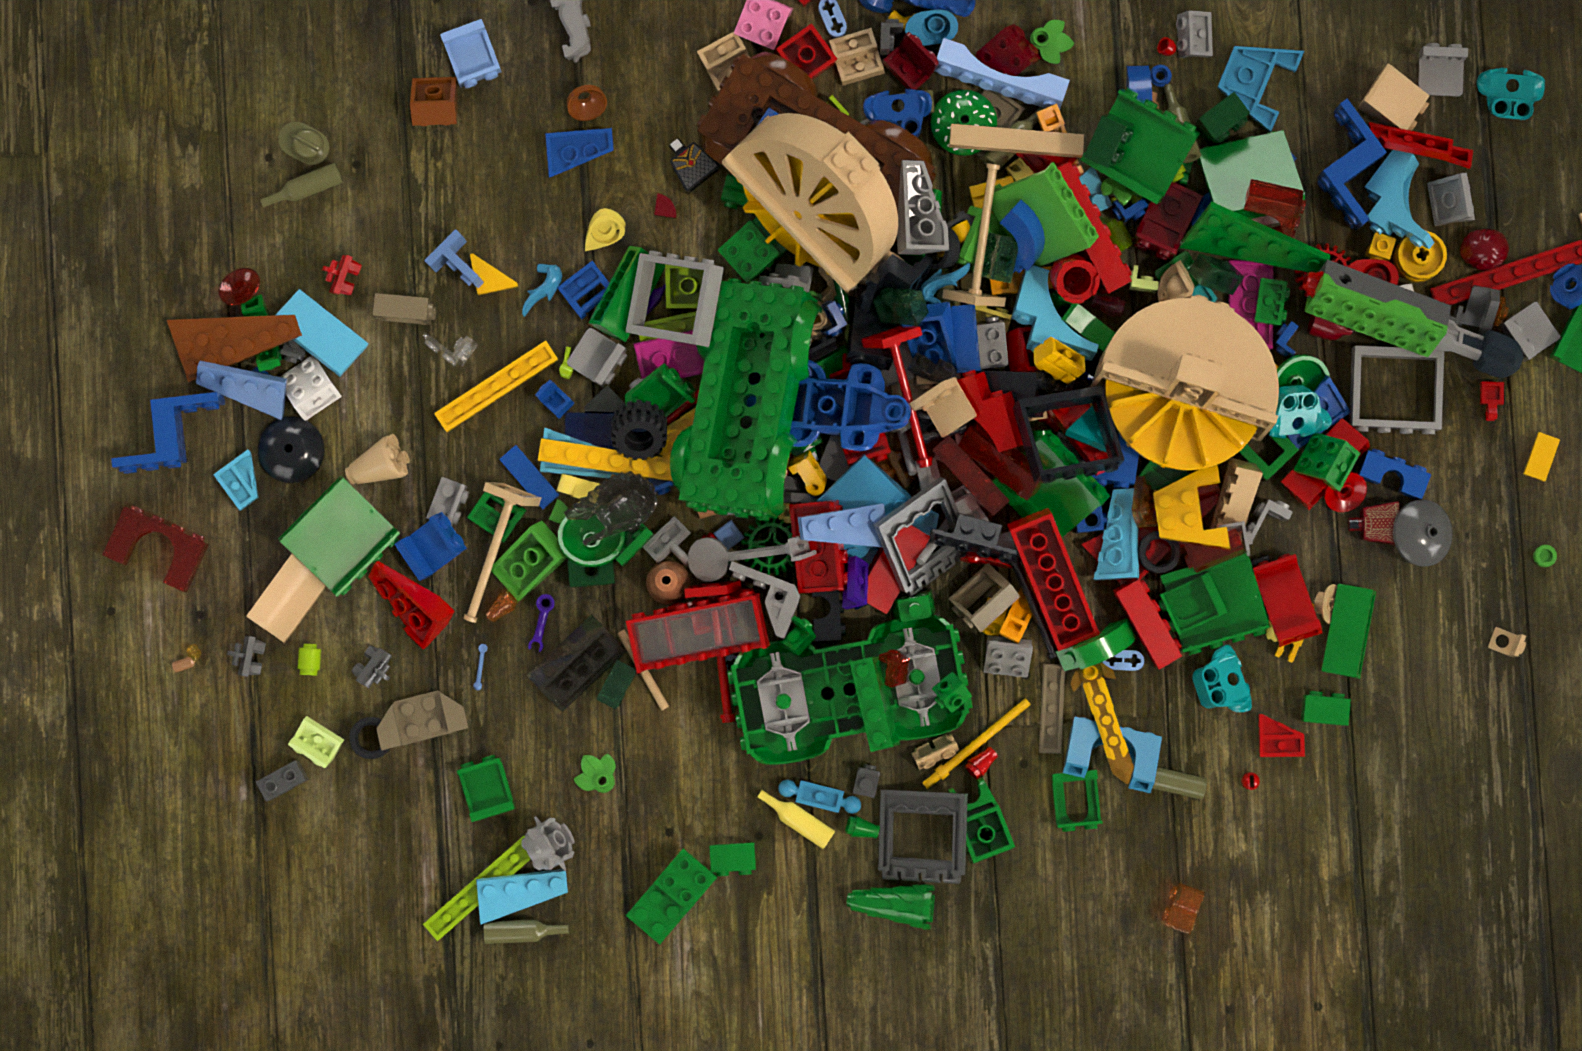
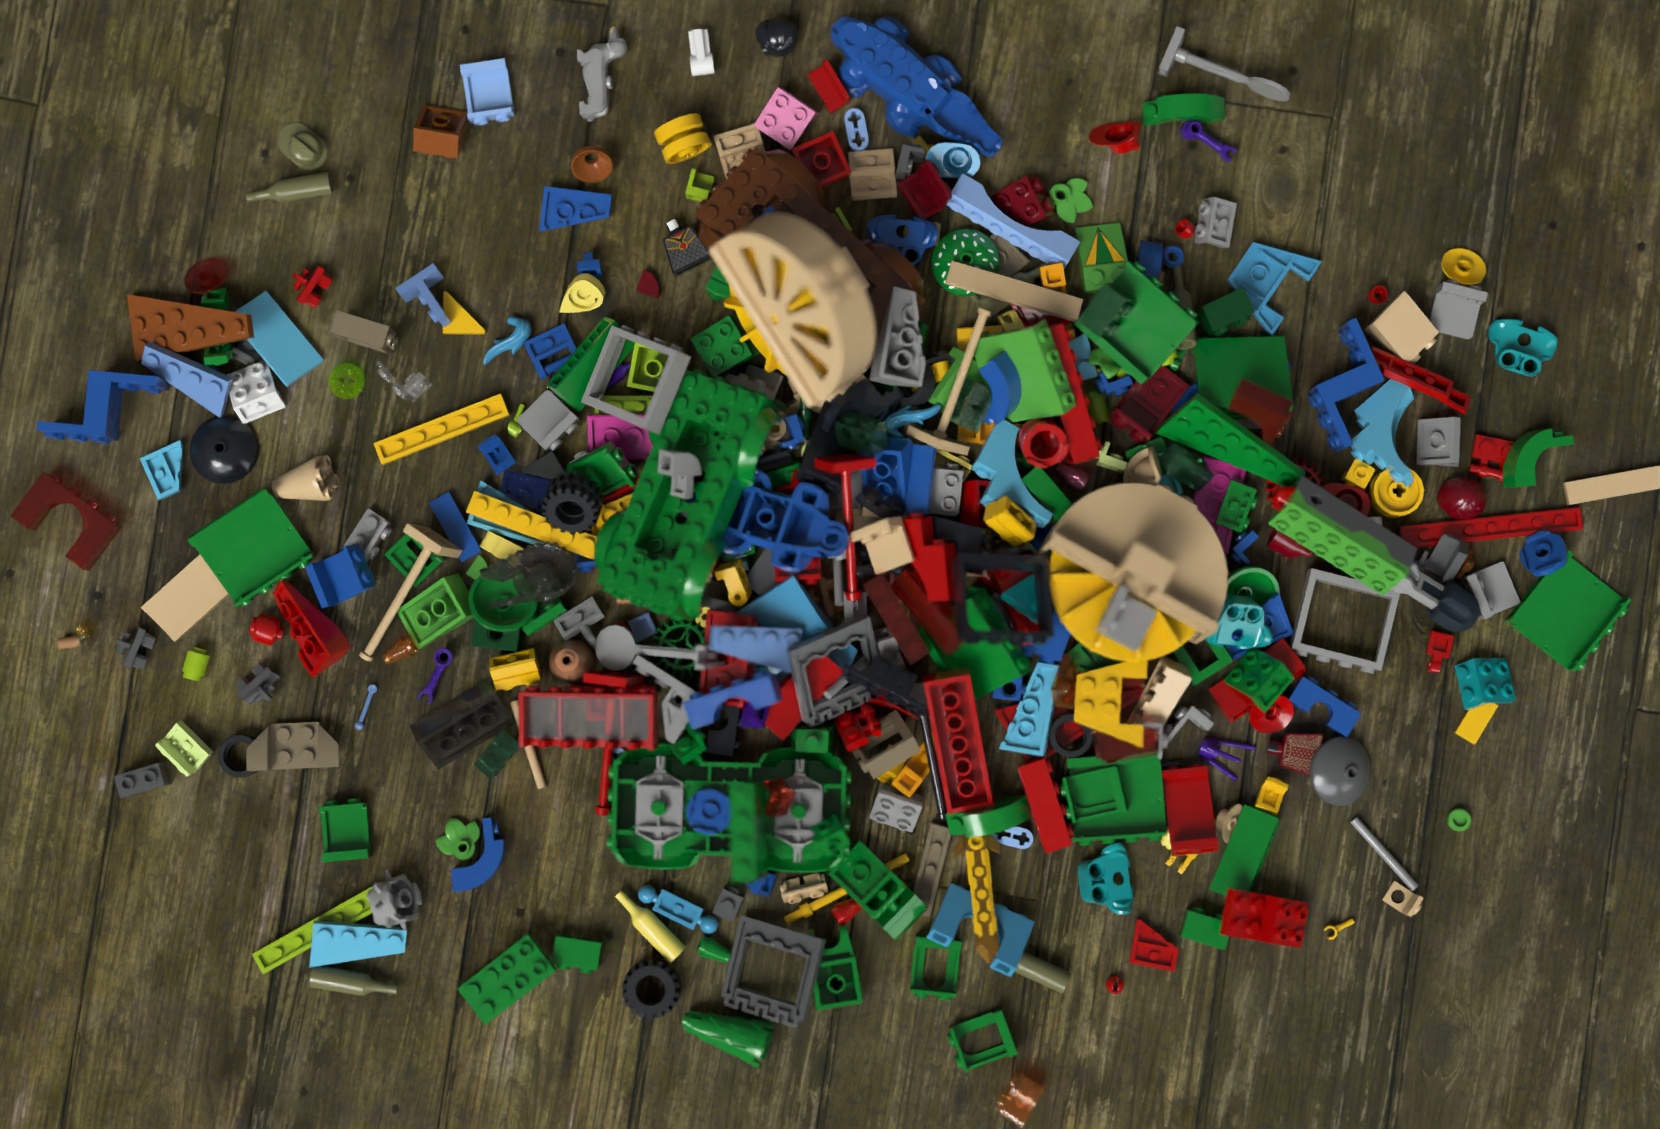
camera: 10 degrees right, 0 degrees up
(369, 612) = (265, 629): none -> red head
(401, 351) = (352, 389): none -> clear neon green gear
(605, 200) = (590, 265): none -> blue tile
(616, 601) = (515, 669): none -> yellow brick
(629, 793) = (475, 875): none -> blue arch
(668, 60) = (682, 138): none -> yellow wheel
(694, 102) = (699, 186): none -> lime panel
(738, 376) = (682, 468): none -> light grey brick
(805, 896) = (637, 1003): none -> black tyre
(832, 695) = (709, 811): none -> blue tile
(856, 570) = (759, 692): none -> blue arch
(895, 755) = (763, 886): none -> blue tile
(950, 592) = (851, 730): none -> red plate
(1007, 738) = (878, 891): none -> green piece
(1091, 89) = (1100, 255): none -> bright green slope
(1128, 883) = (972, 1061): none -> green panel
(1189, 429) = (1125, 619): none -> light grey bracket
(1294, 538) = (1210, 749): none -> dark purple plant
(1361, 570) = (1270, 795): none -> yellow bracket
(1362, 67) = (1377, 290): none -> red hinge
(1379, 687) = (1264, 918): none -> red piece
(1440, 27) = (1463, 266): none -> yellow dish
(1451, 682) = (1338, 927): none -> yellow hand
(1481, 603) = (1384, 853): none -> light grey bar
(1507, 197) = (1490, 450): none -> red plate
(1534, 195) = (1523, 454): none -> green arch
(1542, 419) = (1484, 682): none -> teal bracket

